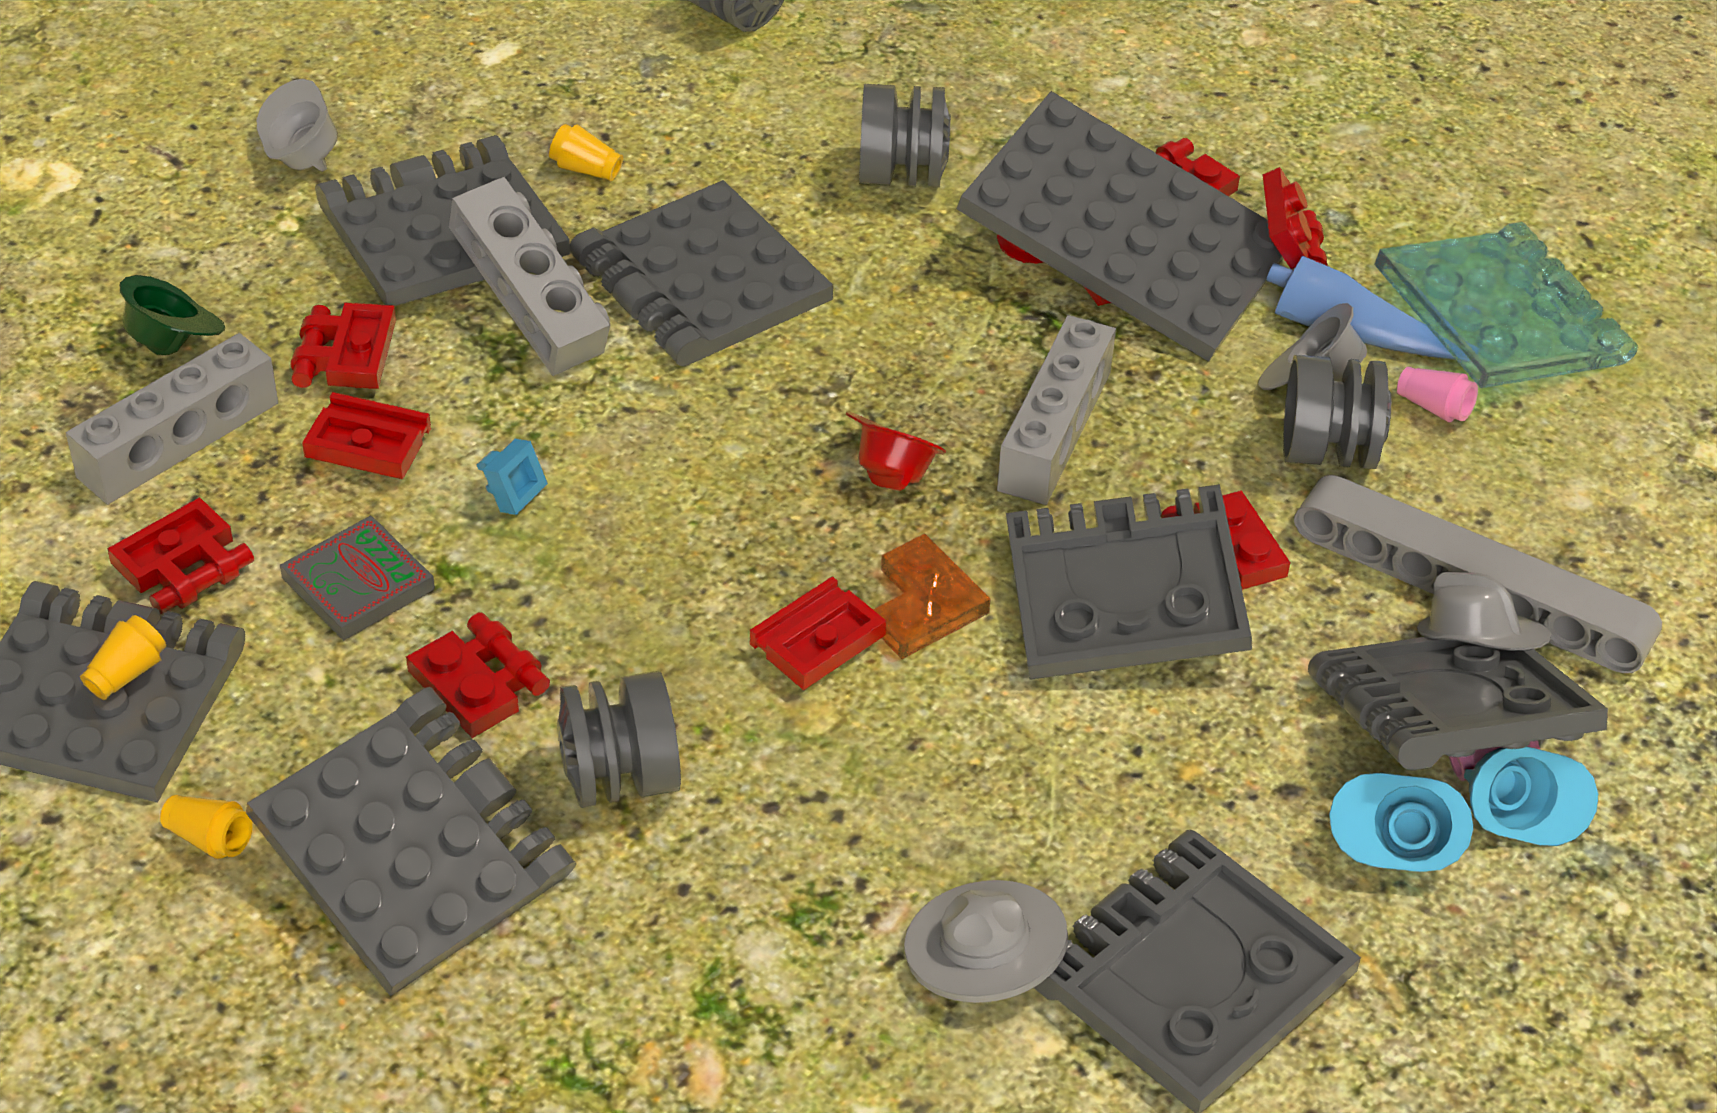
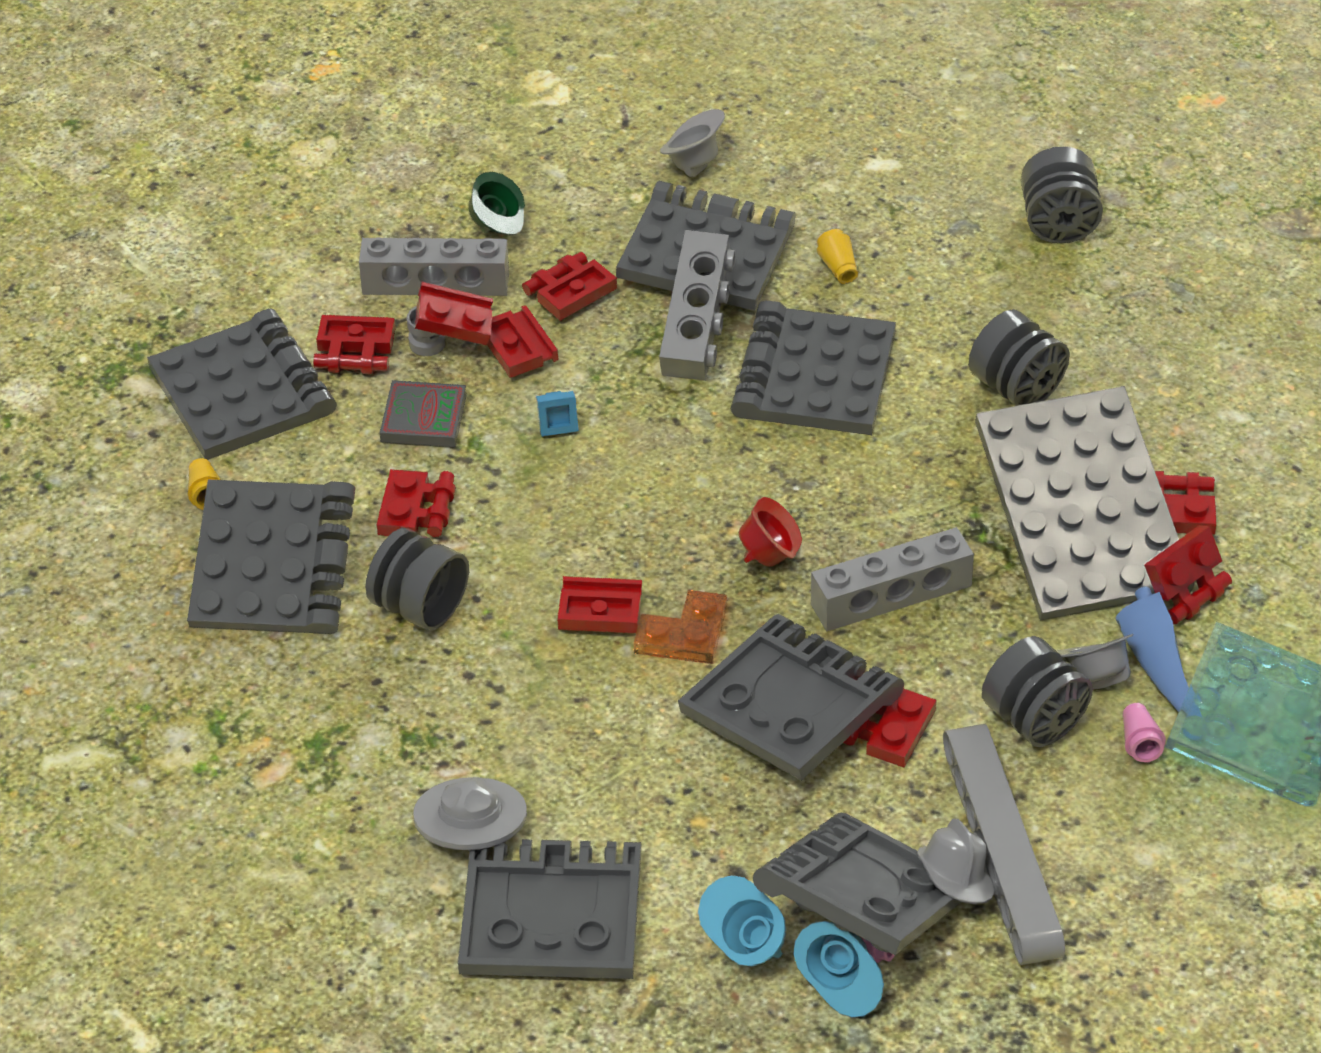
camera: 50 degrees right, 0 degrees up
(124, 656) = (253, 372): yellow cone -> none
(251, 487) = (423, 342): none -> light grey wheel
(280, 444) = (454, 313): none -> red plate

